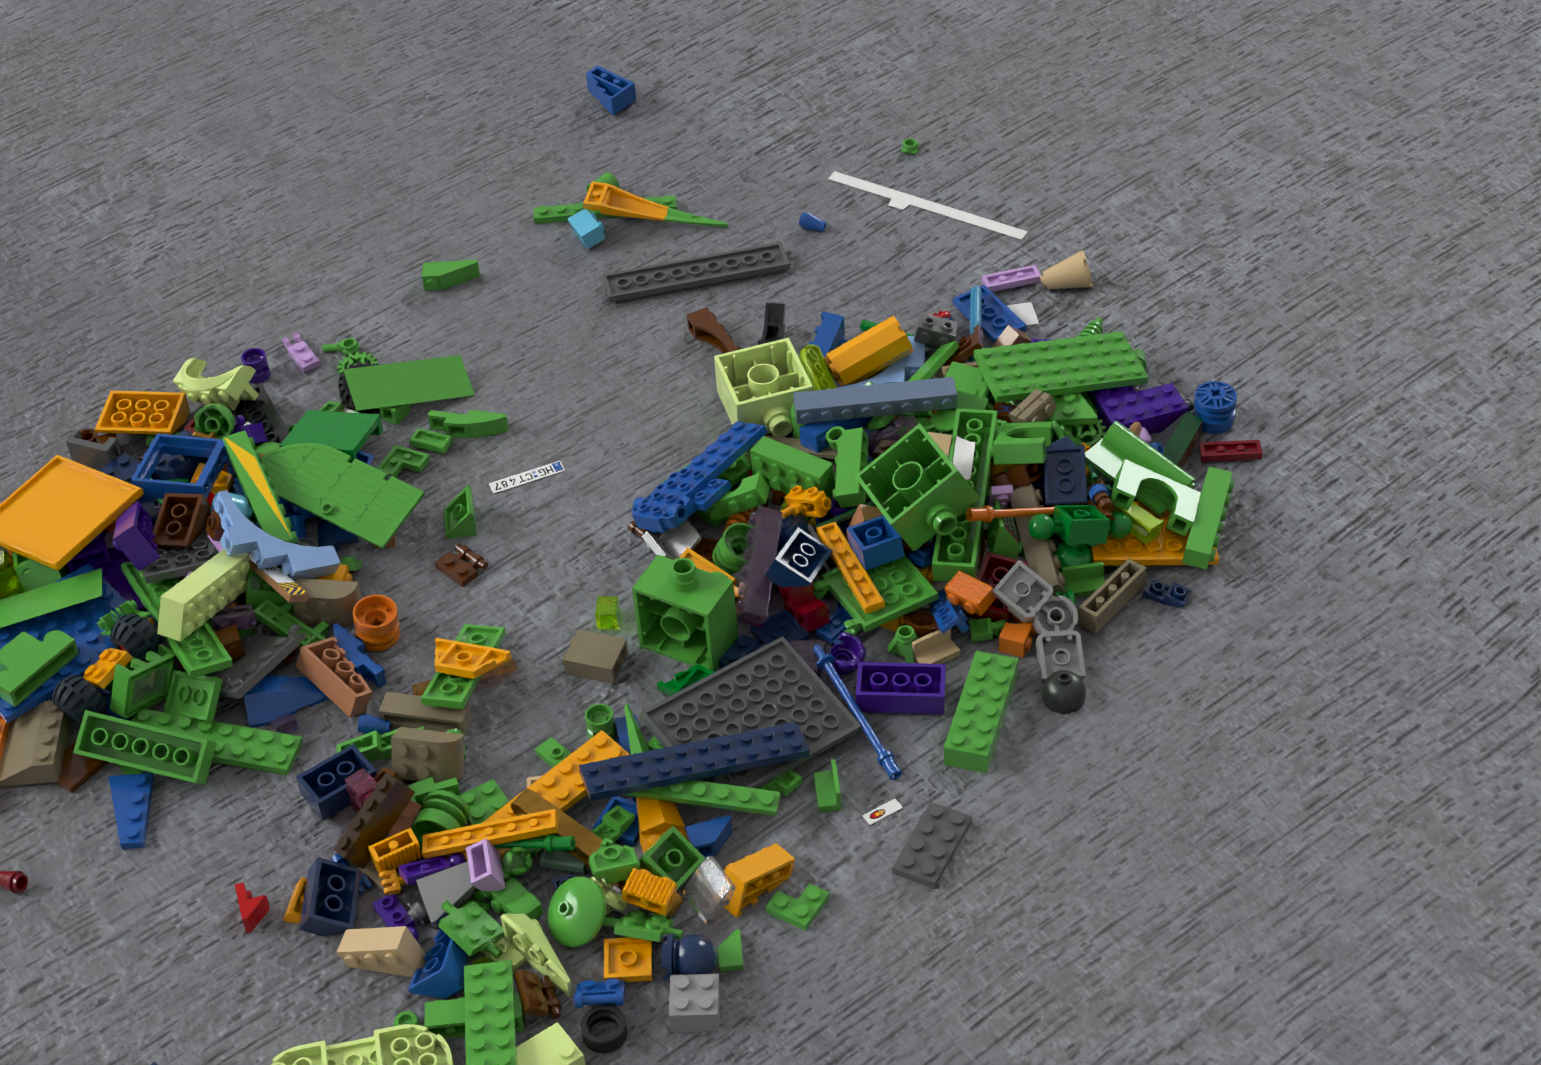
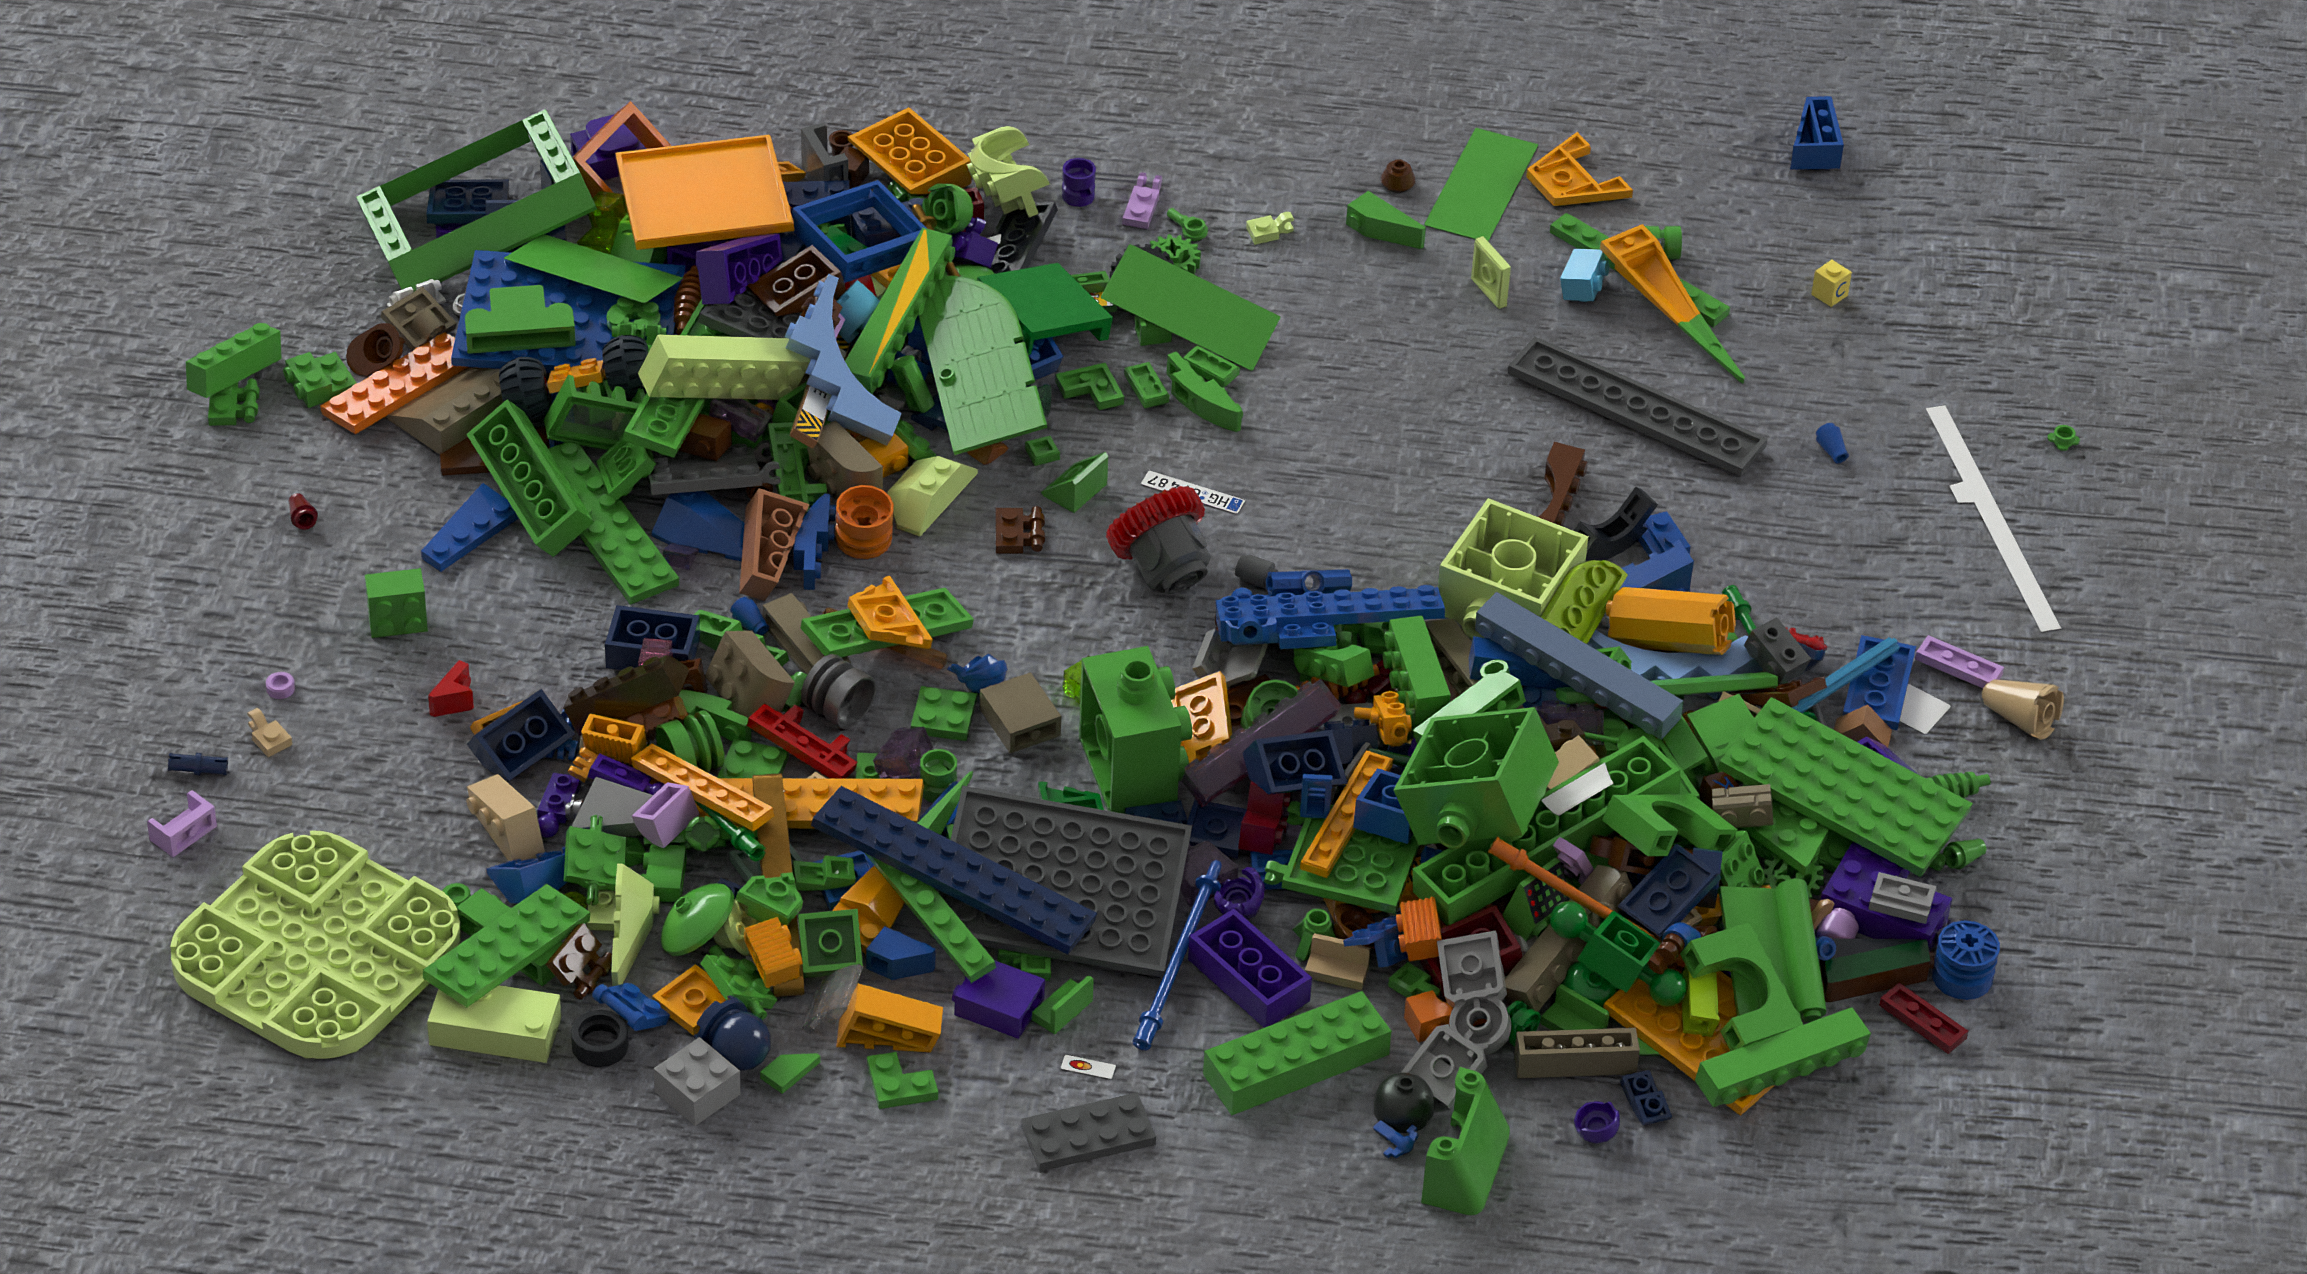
camera: 40 degrees right, 0 degrees up
(89, 610) = (629, 309): none -> bright green plate
(115, 579) = (686, 298): none -> dark orange piece
(128, 992) = (280, 685): none -> lavender tile
(150, 883) = (396, 603): none -> bright green brick
(161, 1029) = (268, 737): none -> tan plate
(307, 529) = (912, 382): none -> bright green brick
(383, 577) = (927, 491): none -> yellowish green wedge
(387, 321) = (1266, 229): none -> yellowish green plate
(419, 516) = (1042, 450): none -> bright green tile
(423, 248) = (1398, 176): none -> reddish brown cone
(454, 405) = (1212, 366): none -> bright green plate
(469, 225) = (1481, 184): none -> bright green sticker
(486, 722) = (838, 691): none -> flat silver wheel
(500, 768) = (789, 735): none -> red hinge
(514, 193) = (1567, 182): none -> light orange wing
(541, 258) = (1490, 272): none -> yellowish green tile
(549, 653) = (980, 672): none -> blue hat
(551, 691) = (944, 712): none -> bright green plate
(562, 506) = (1164, 539): none -> piece
(568, 728) = (902, 753): none -> brick
(620, 489) = (1254, 570): none -> dark grey brick
(656, 473) = (1294, 581): none -> blue piece
(710, 151) = (1831, 283): none -> light yellow brick
(797, 815) = (1000, 999): none -> dark purple brick
(798, 325) = (1661, 534): none -> blue plate
(831, 568) = (1315, 796): none -> blue slope
(1092, 713) = (1403, 1144): none -> blue piece
(1115, 667) = (1464, 1169): none -> bright green windscreen
(1159, 397) = (1902, 897): none -> light grey plate
(1166, 621) = (1597, 1122): none -> dark purple hair

